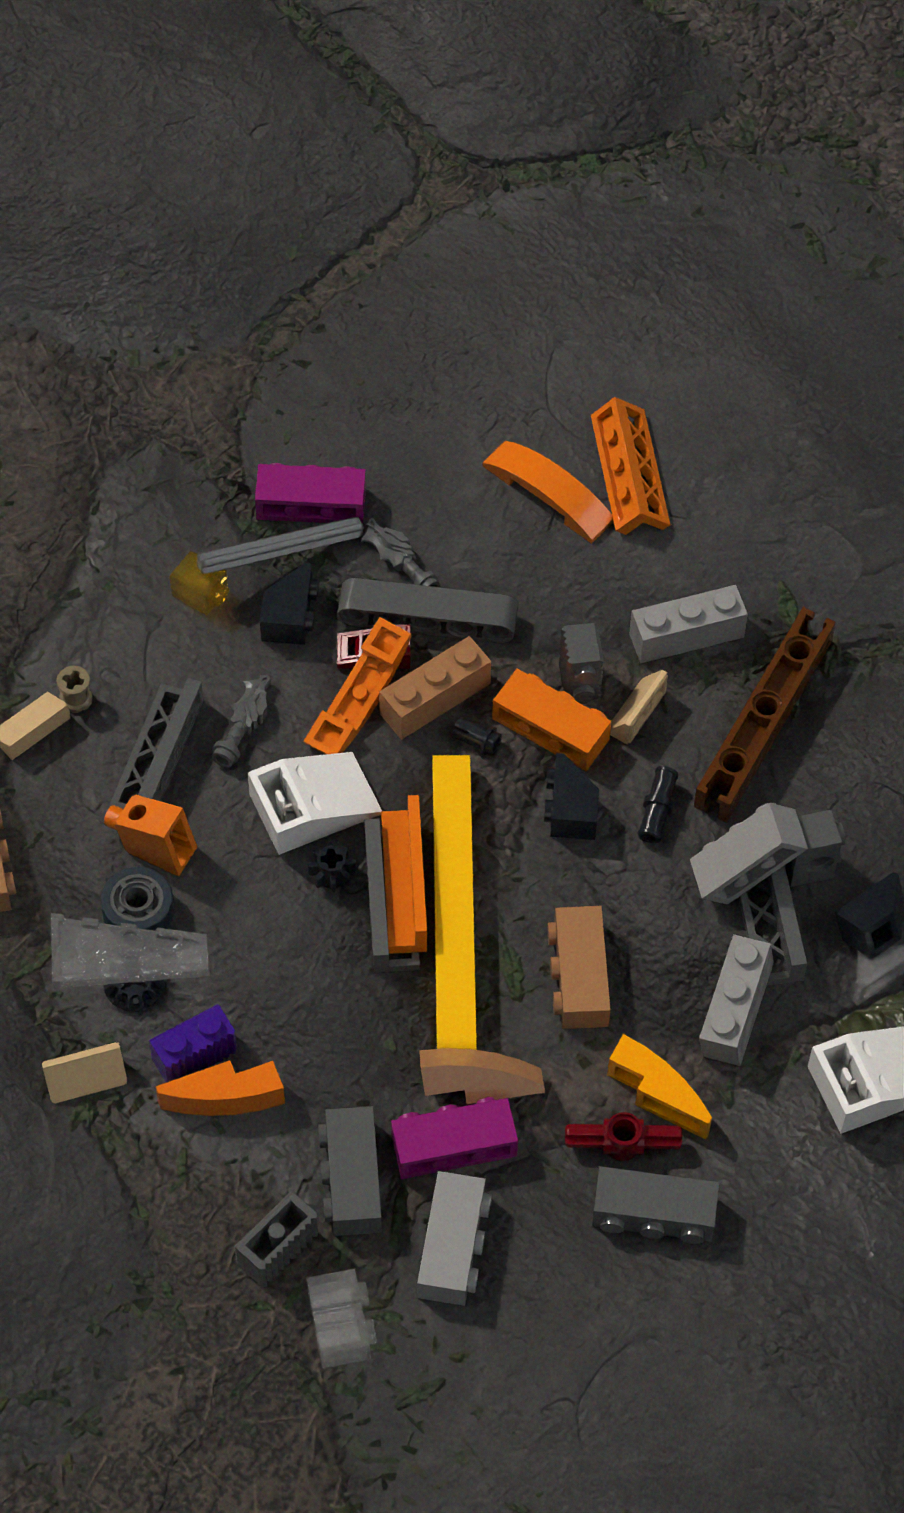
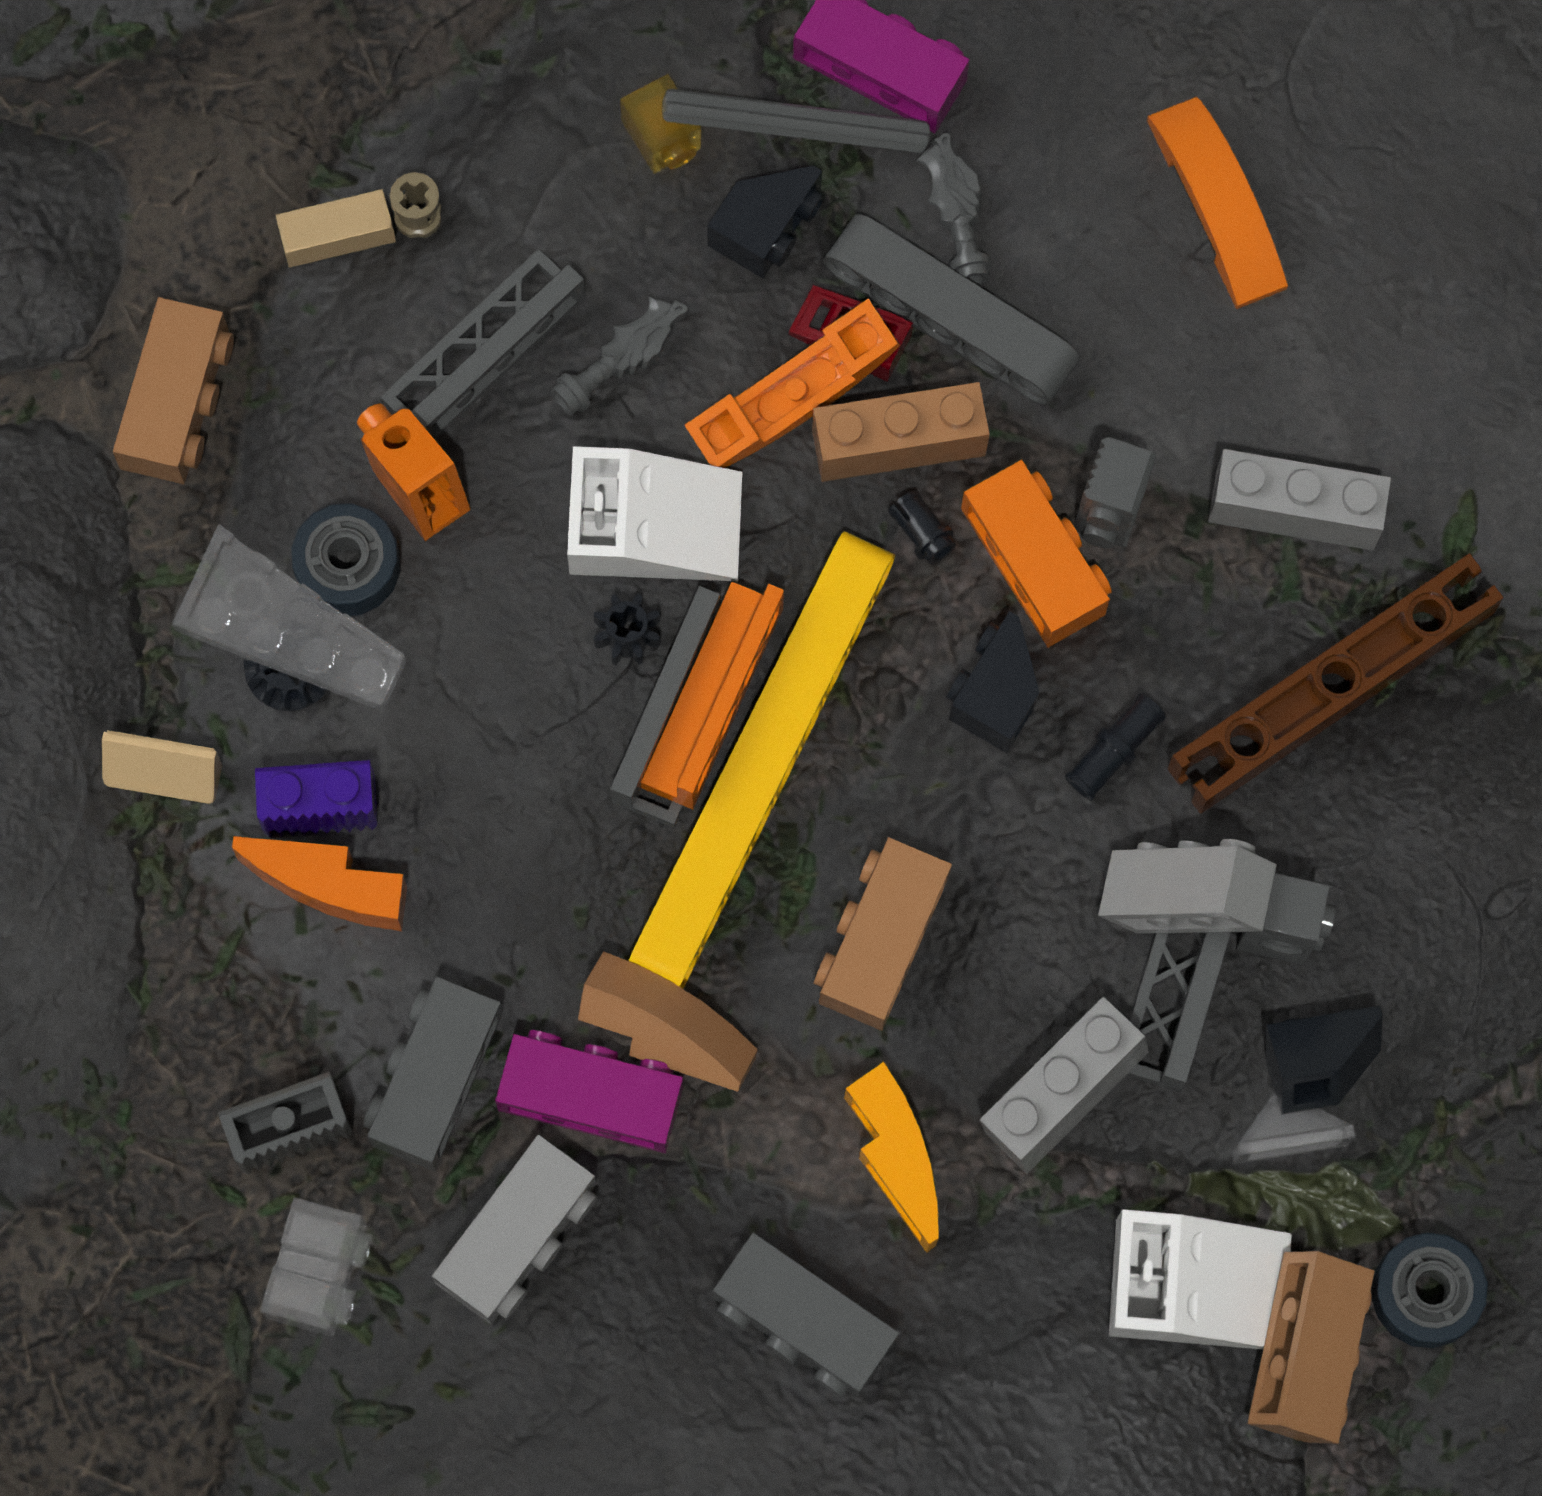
camera: 25 degrees right, 15 degrees up
(603, 1136) = (841, 1215): dark red axle -> none
(624, 464) = (1341, 210): orange fence -> none
(639, 706) = (1166, 588): tan slope -> none

